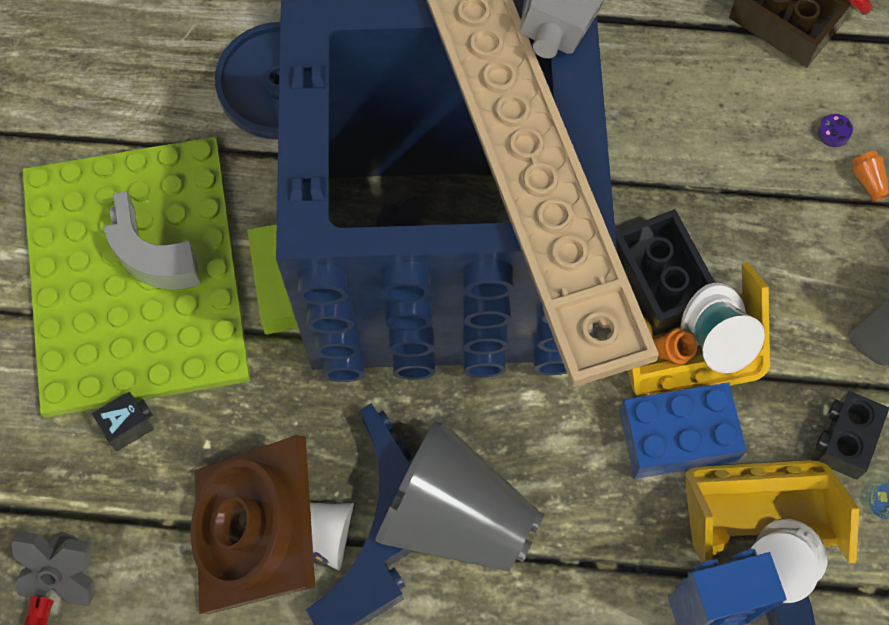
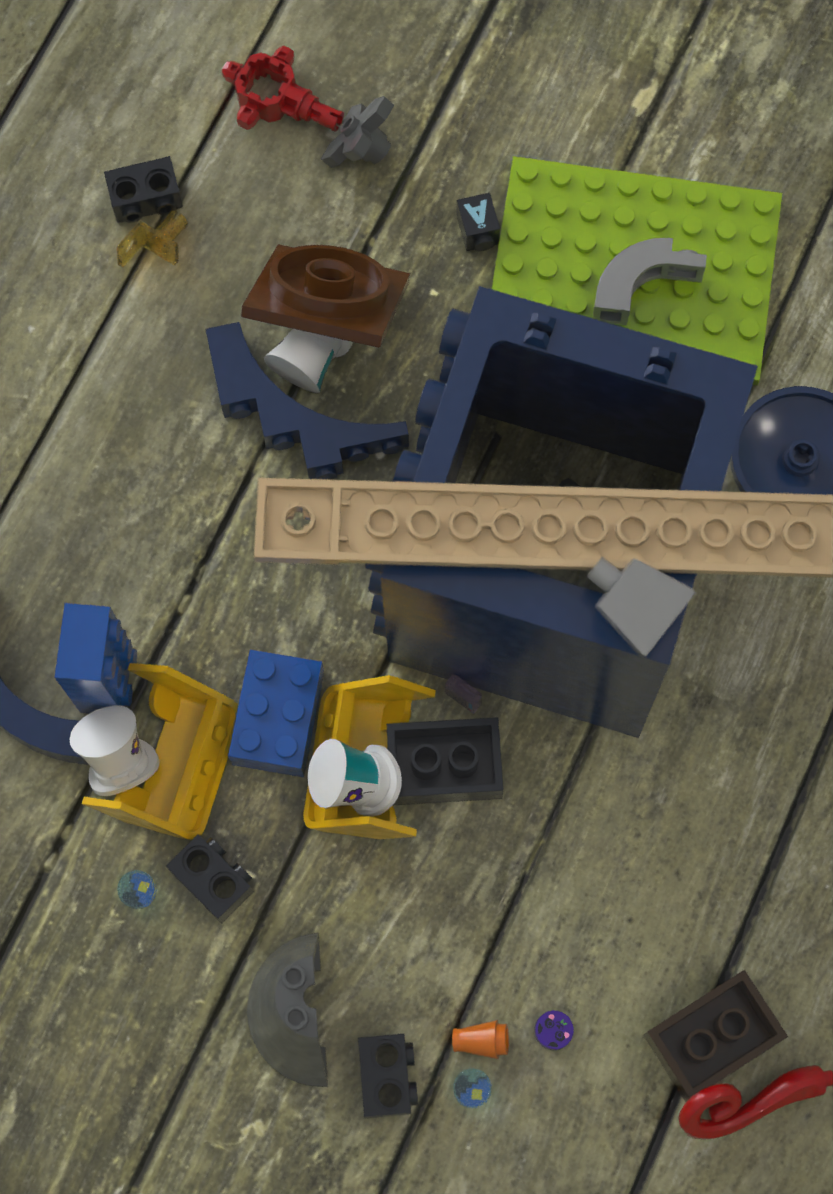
camera: 110 degrees right, 5 degrees up
(459, 507) = (276, 447): dark grey cone -> none
(676, 346) = (359, 732): orange cone -> none

